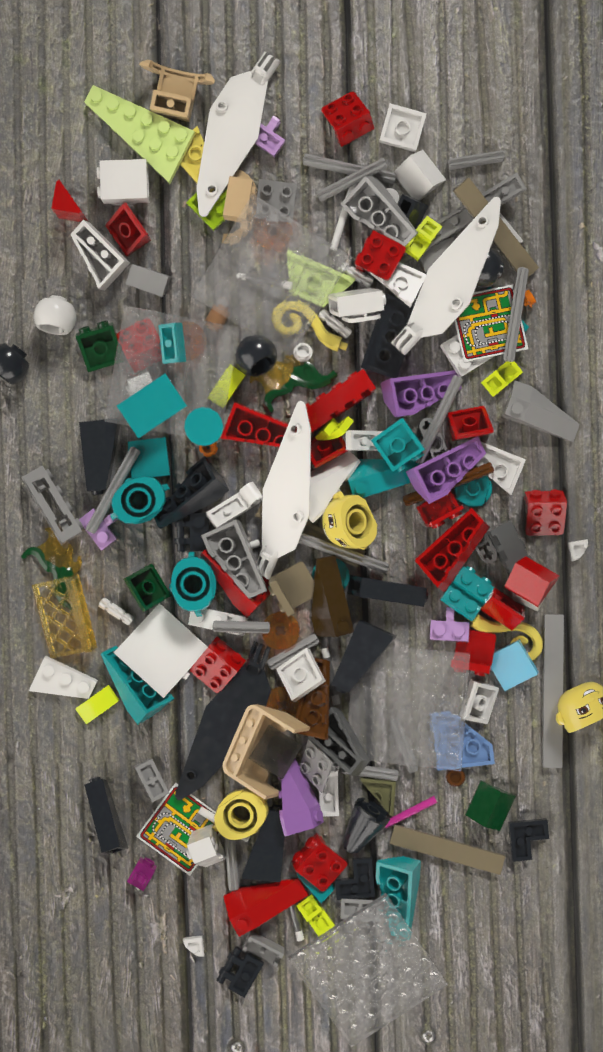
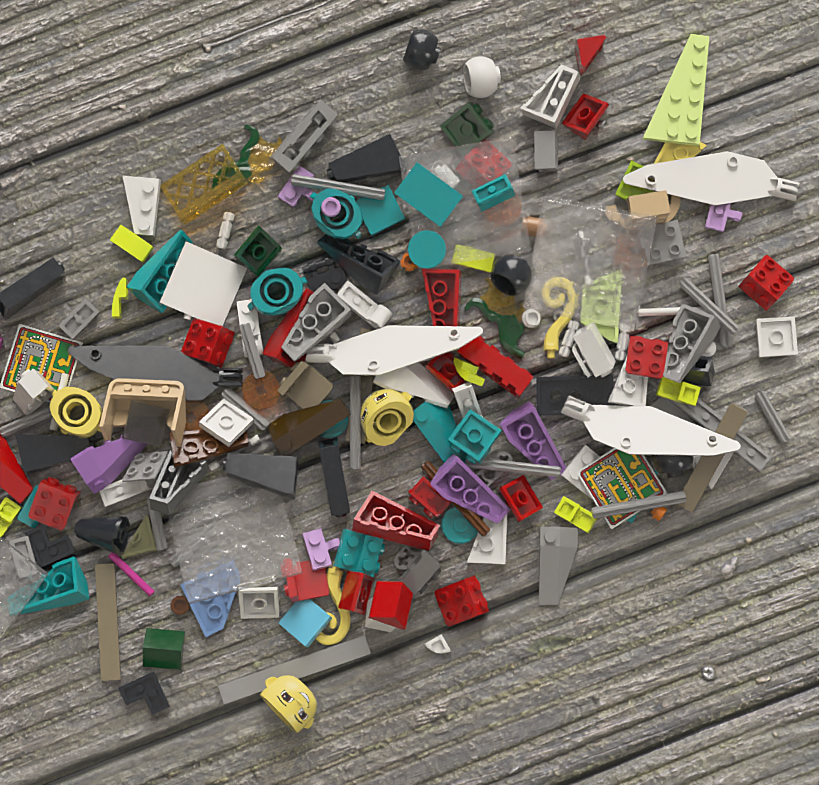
camera: 65 degrees right, 5 degrees down
(123, 182) = (628, 96): white brick -> none
(131, 503) = (331, 207): none -> lavender tile
(141, 731) = (120, 294): none -> neon yellow slope
(175, 90) = (731, 113): tan piece -> none
(419, 175) = (738, 368): white slope -> none

